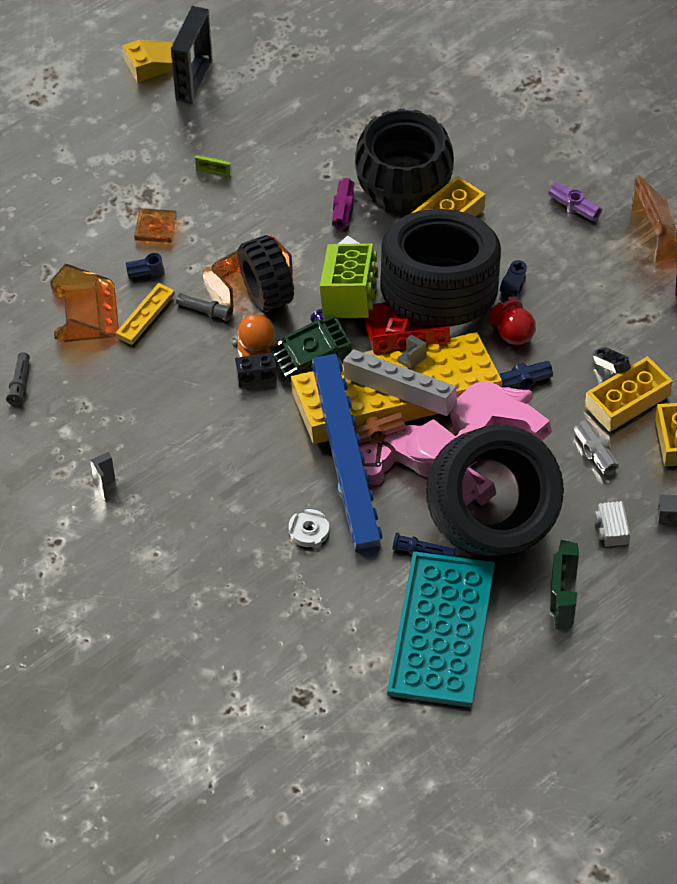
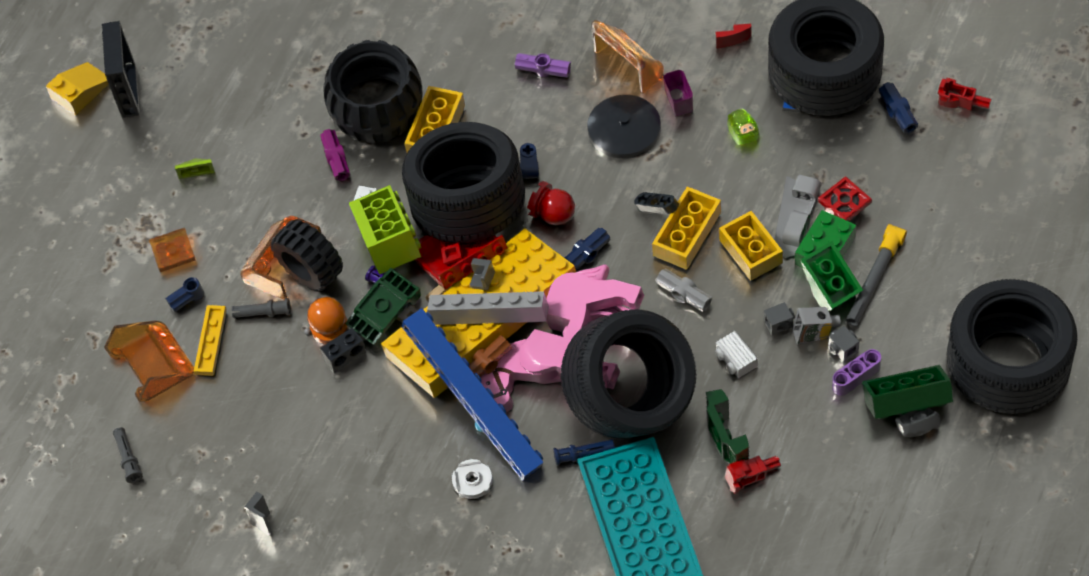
camera: 20 degrees left, 5 degrees up
(565, 630) = (749, 471): none -> red piece
(621, 284) = (624, 126): none -> black dish

